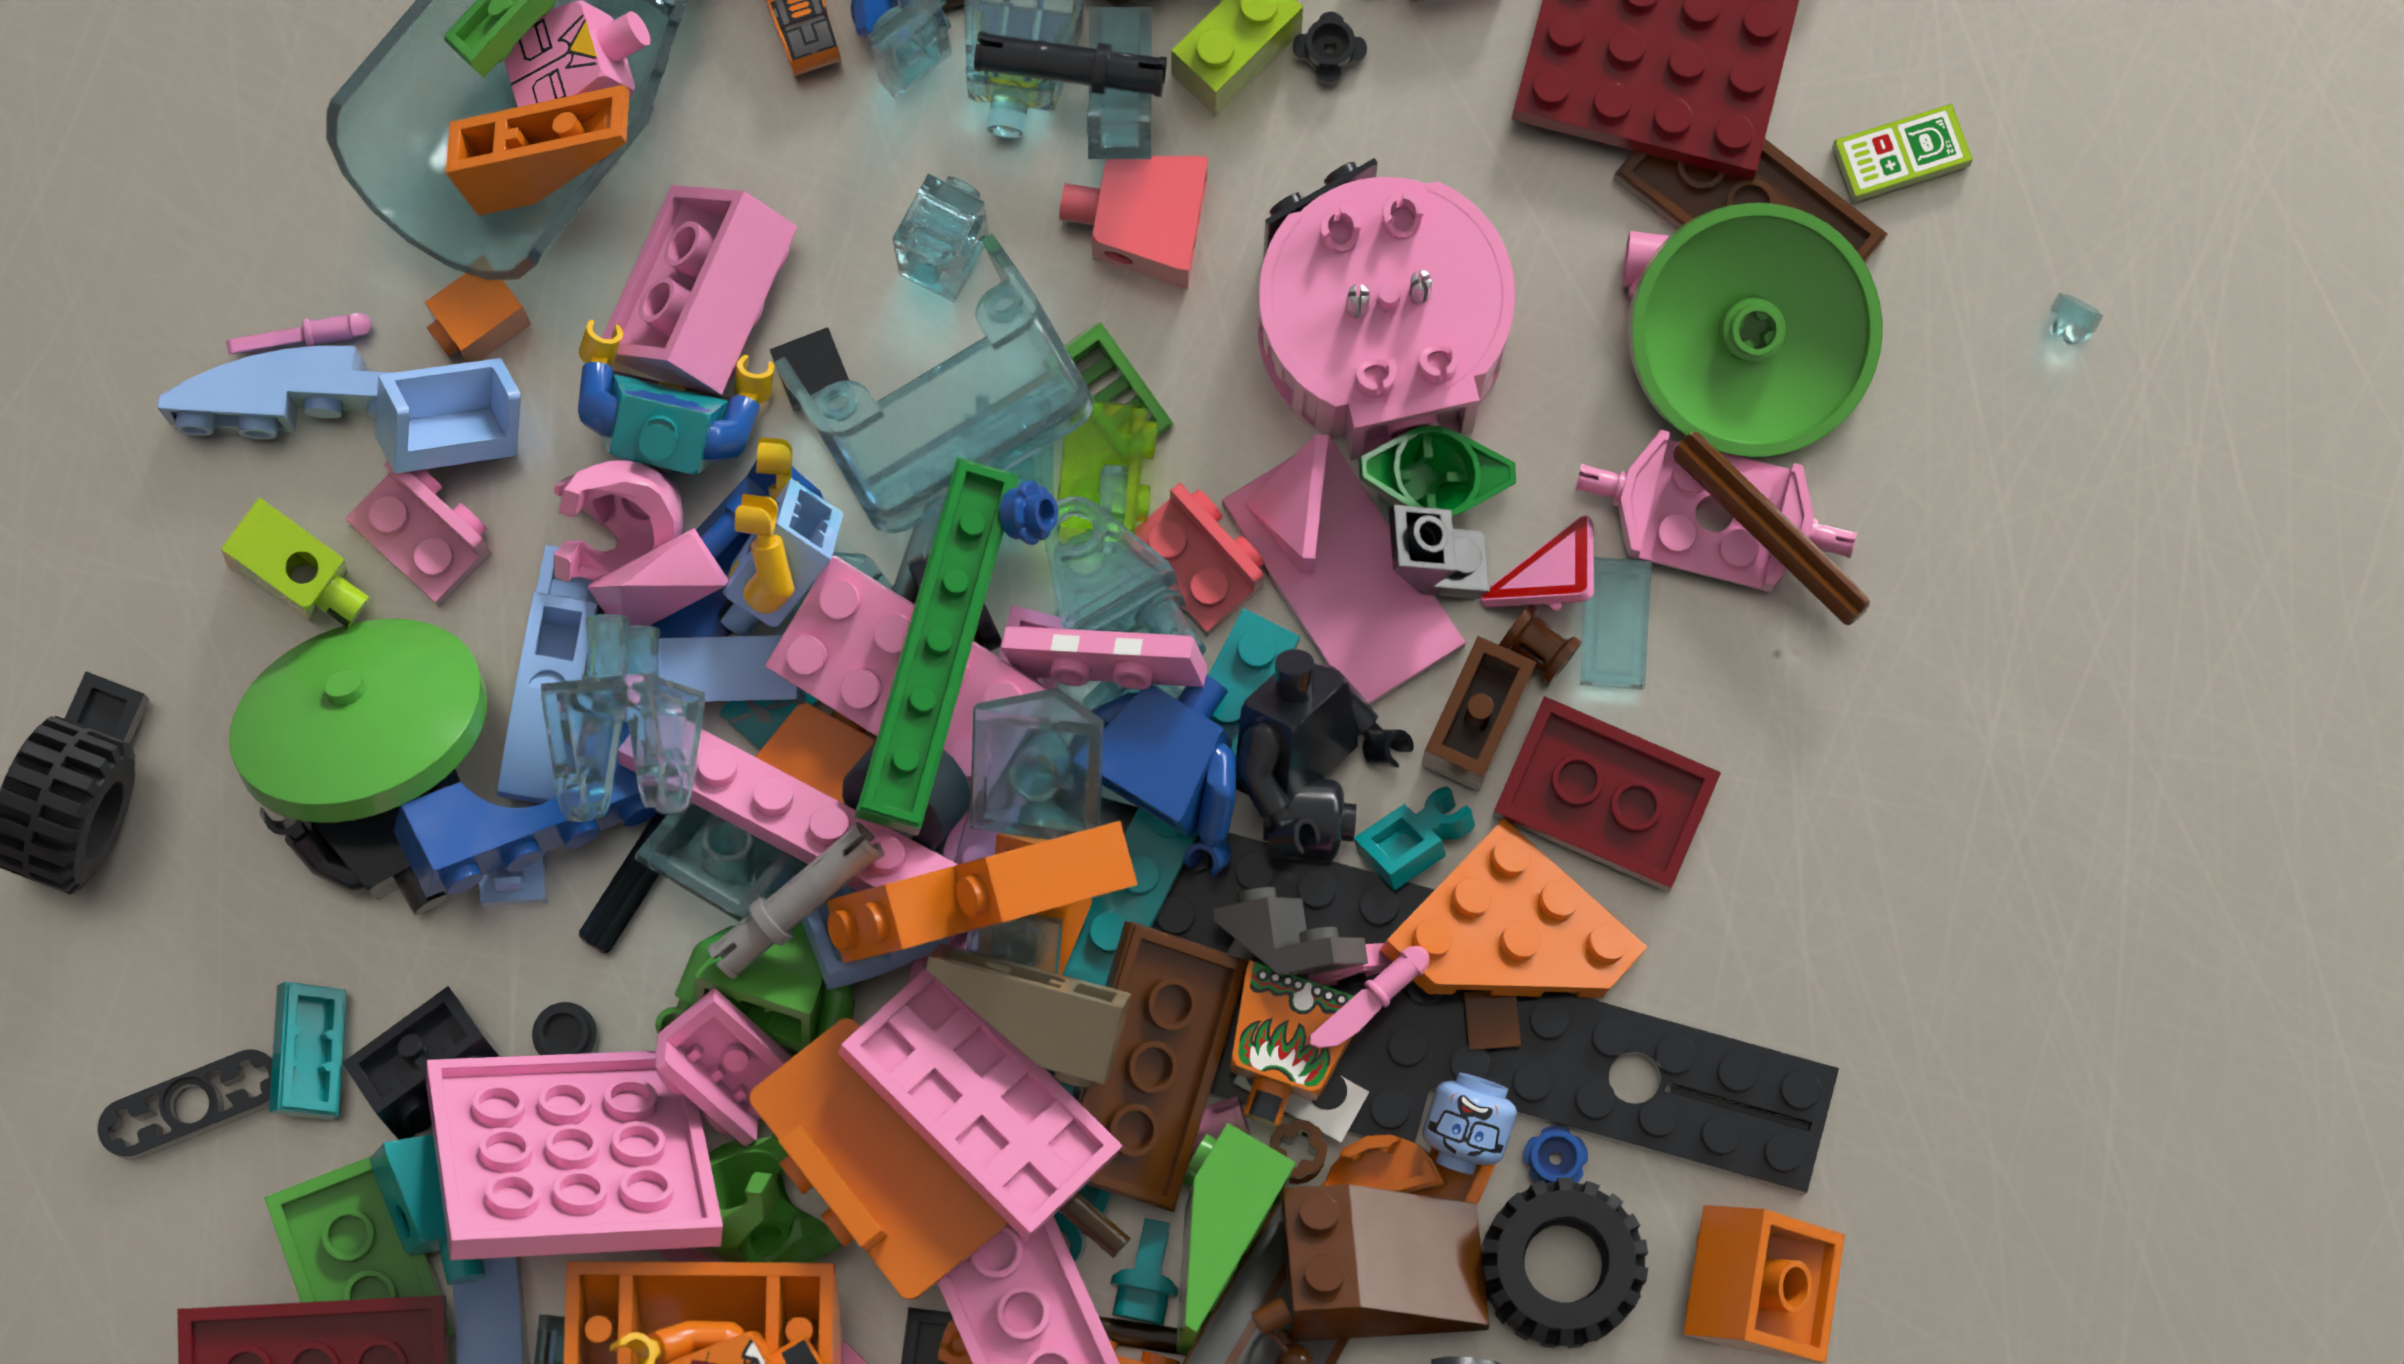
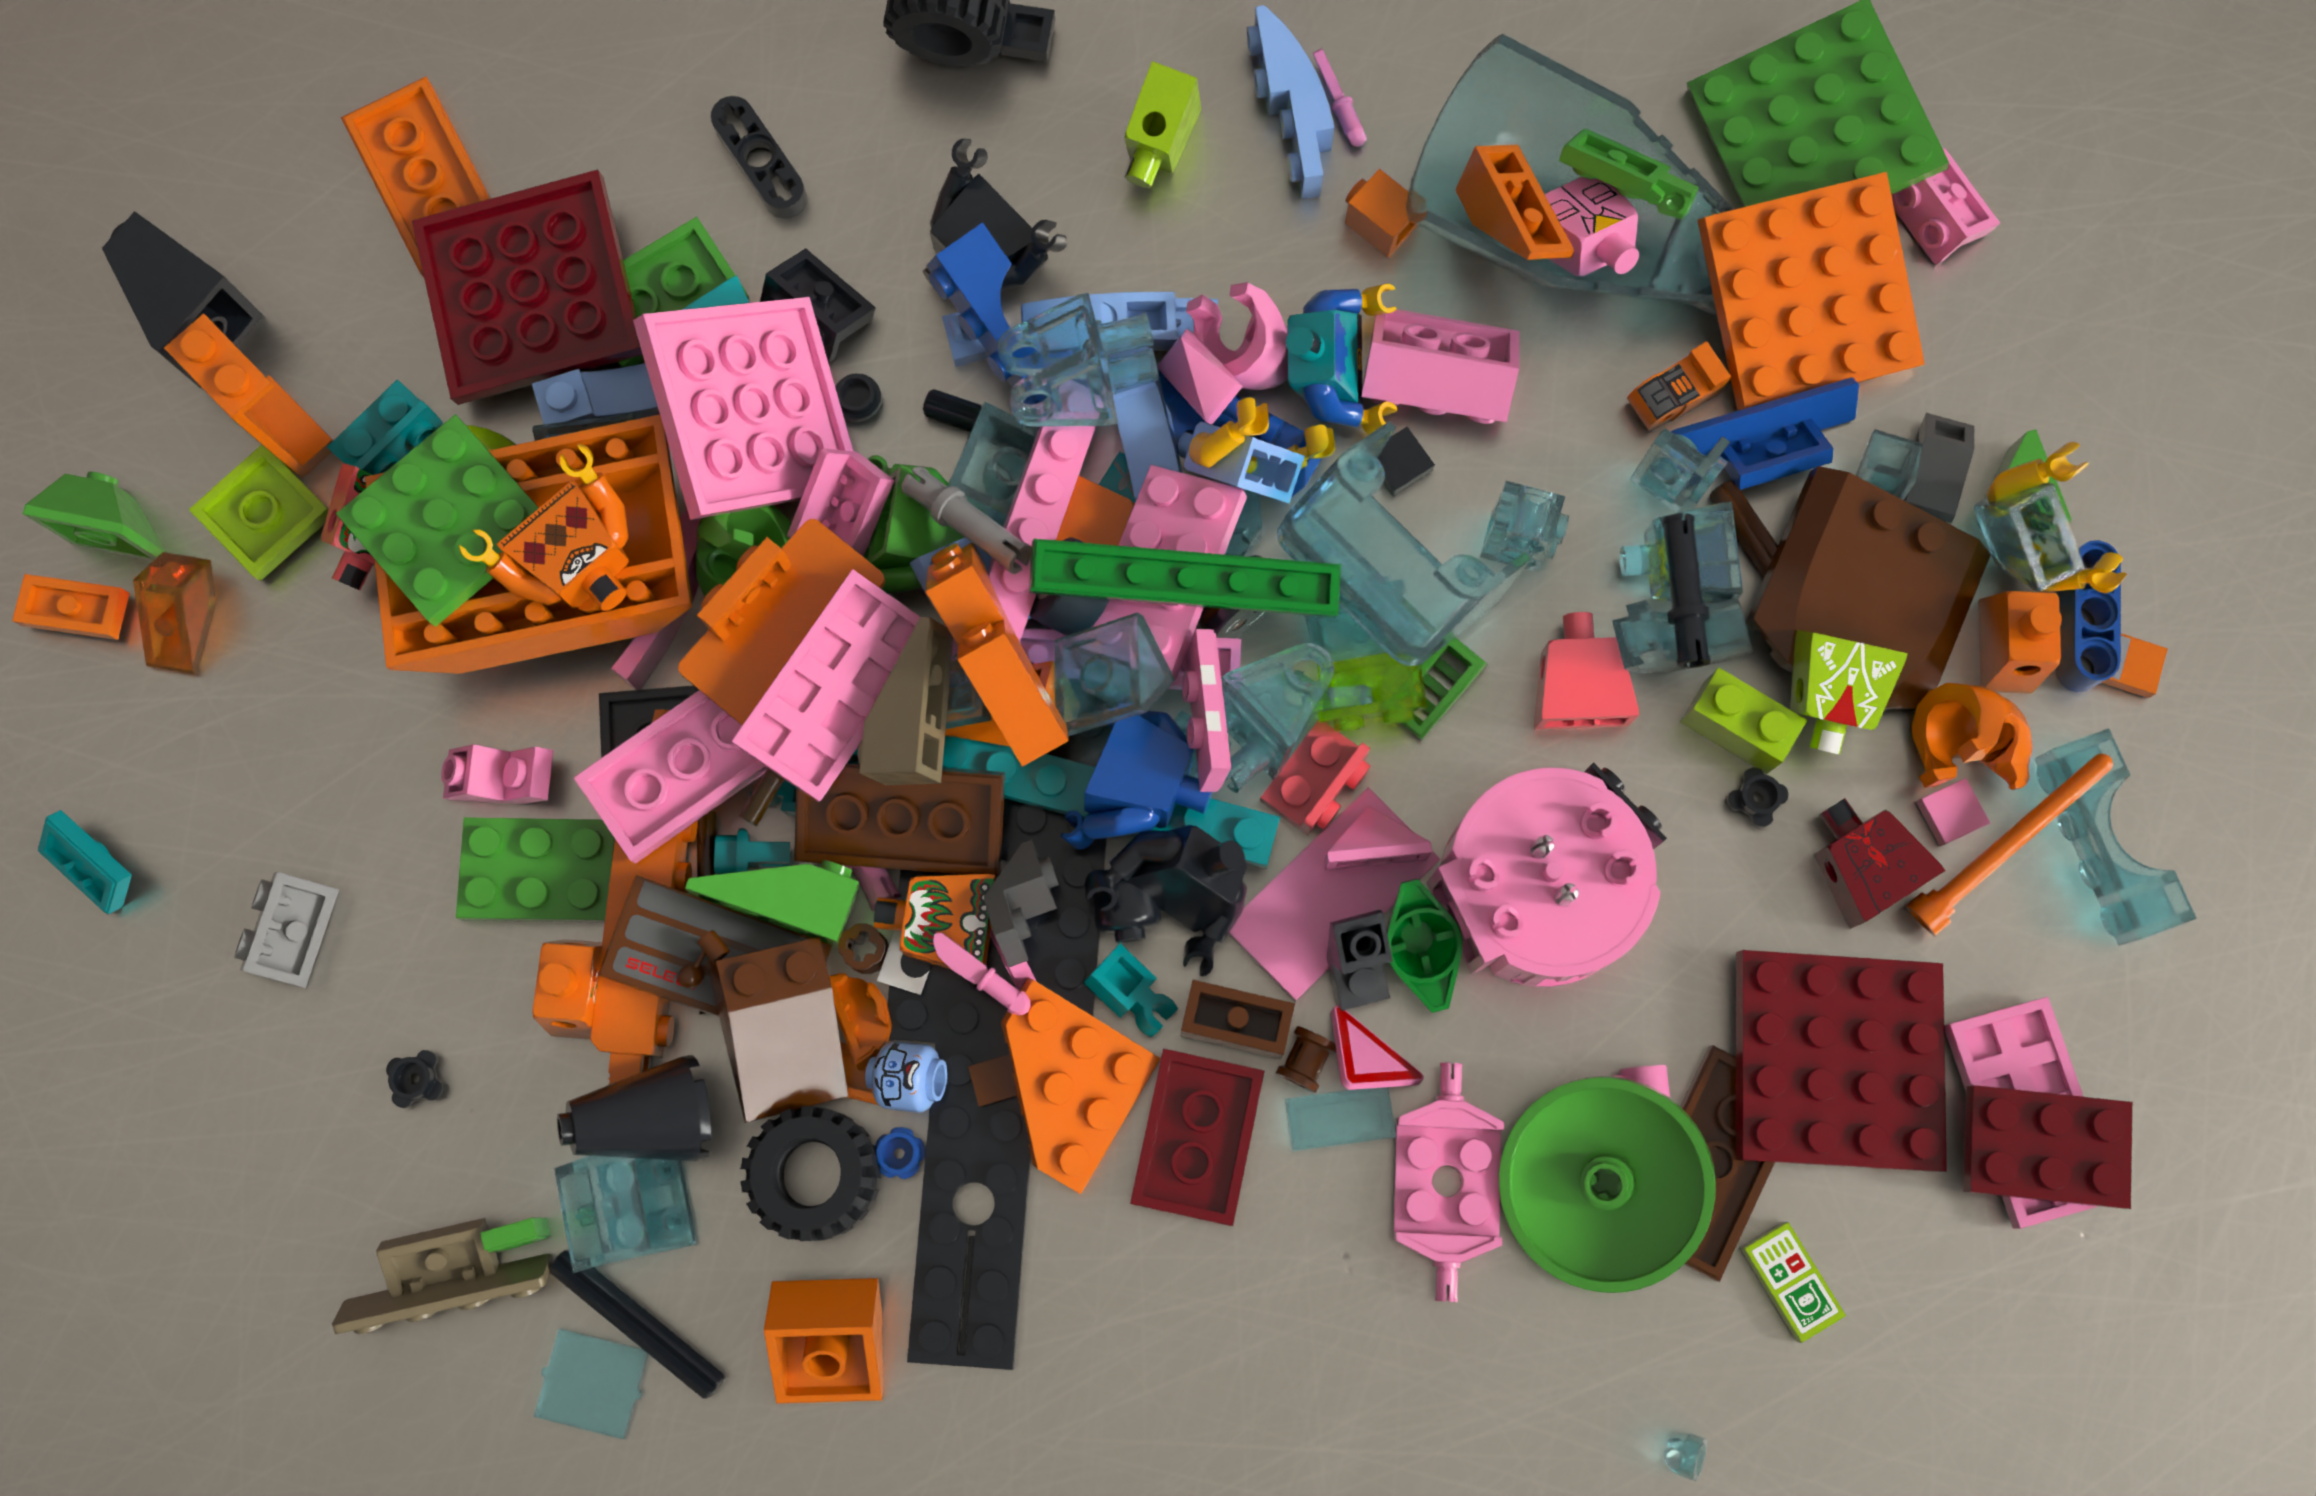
camera: 80 degrees right, 0 degrees up
(307, 1050) = (809, 222): teal plate -> none
(358, 720) = (1049, 191): bright green dish -> none
(421, 533) = (1209, 213): bright pink bracket -> none
(447, 415) = (1296, 202): light blue panel -> none
(1028, 513) = (1308, 627): blue plate -> none
(1771, 528) = (1440, 1228): reddish brown axle -> none

